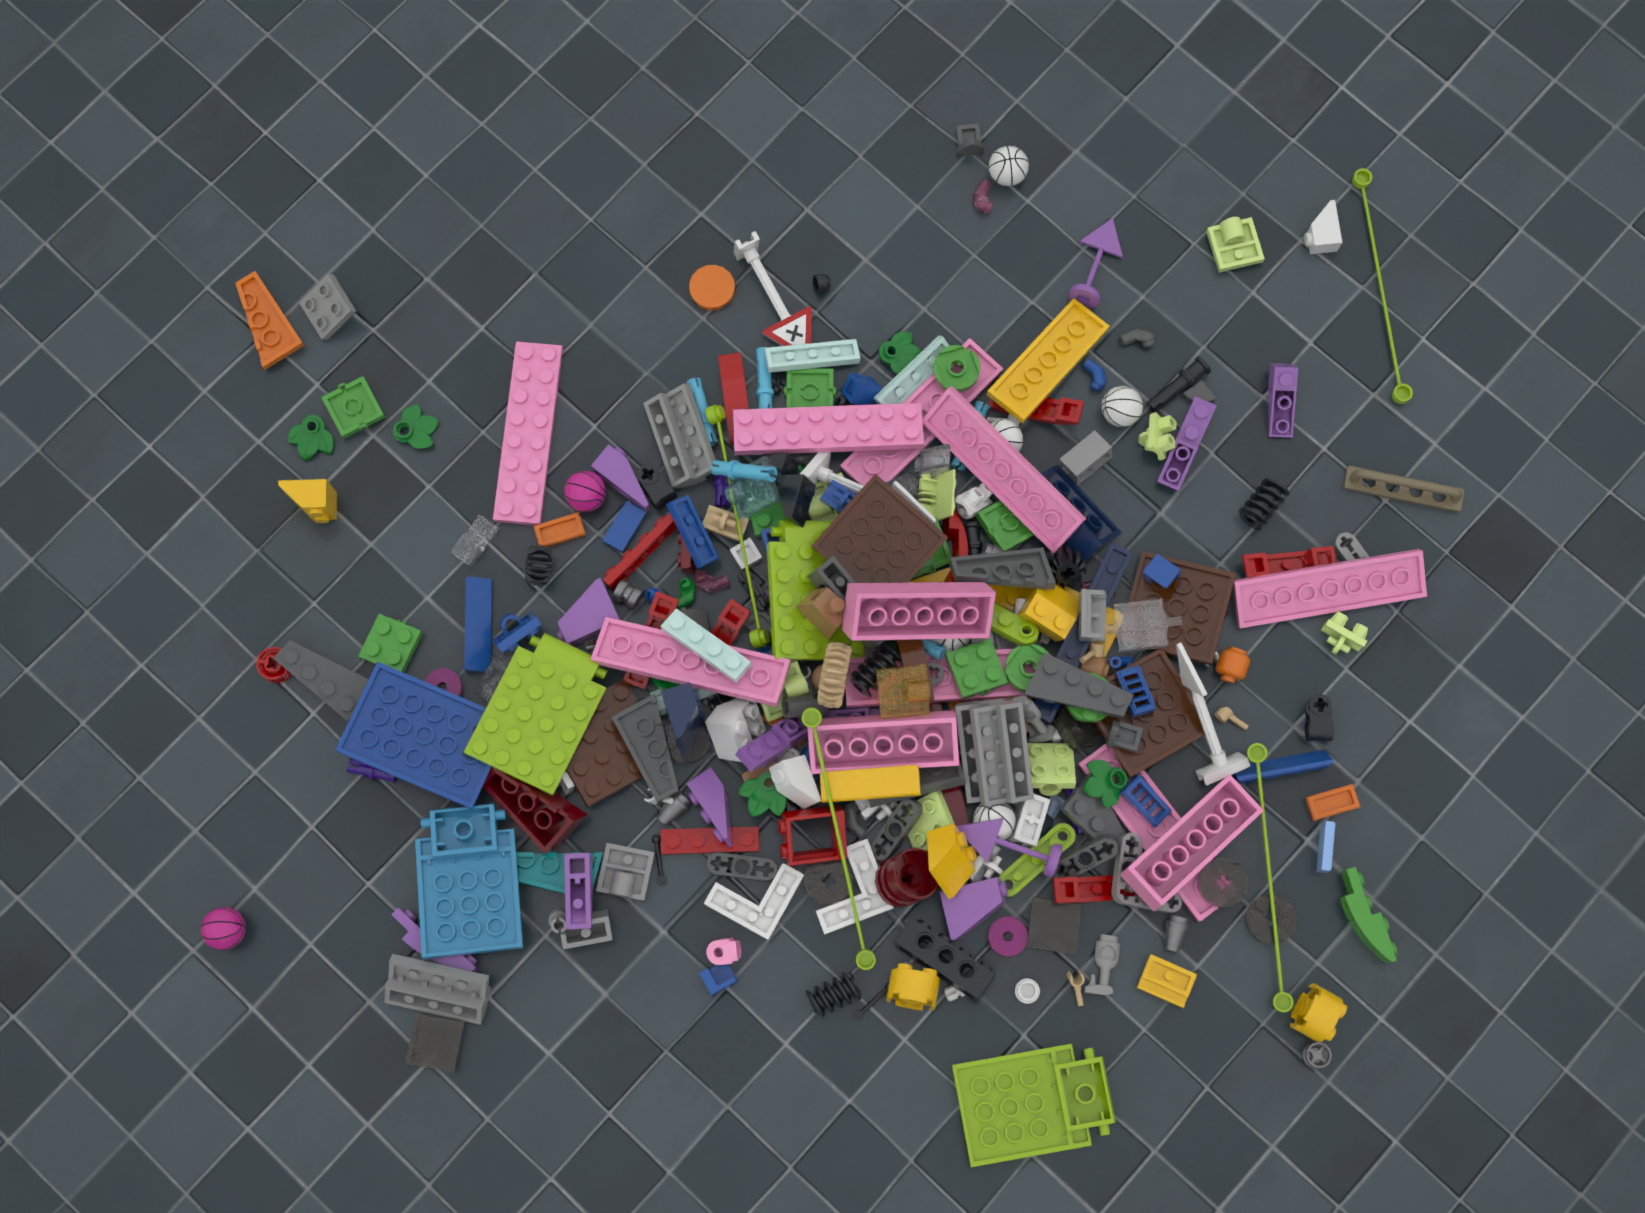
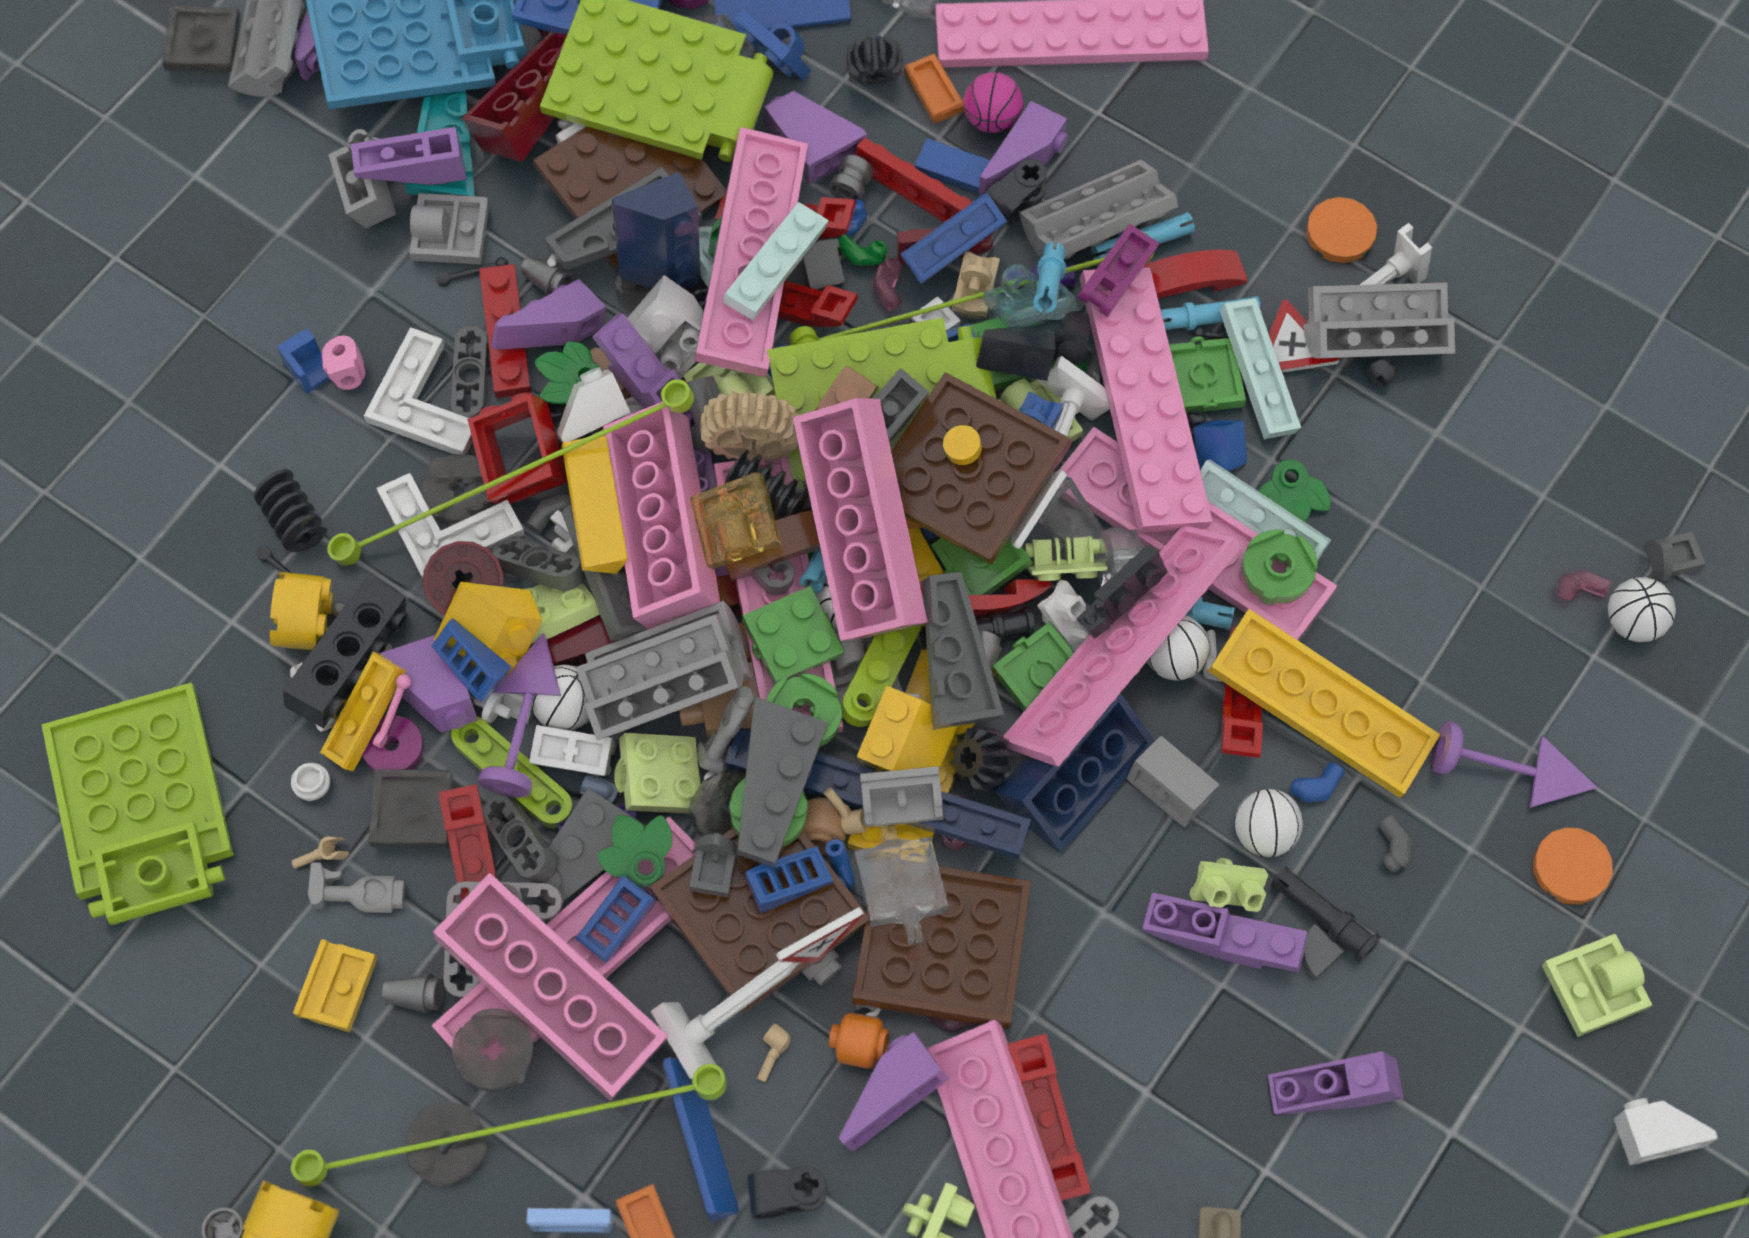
camera: 80 degrees right, 10 degrees down
(742, 426) = (1119, 269): none -> magenta plate
(793, 276) = (1379, 320): none -> light grey brick
(868, 541) = (962, 445): none -> yellow tile
(973, 464) = (1123, 590): none -> black hinge
(978, 868) = (486, 660): none -> blue slope
(978, 919) = (403, 682): none -> bright pink hinge
(988, 950) = (362, 712): none -> yellow tile
(1160, 242) = (1572, 865): none -> orange tile
(1161, 571) = (993, 900): blue panel -> none
(1261, 502) = (1145, 1067): black piece -> none
(1261, 642) = (896, 1085): none -> medium lavender slope

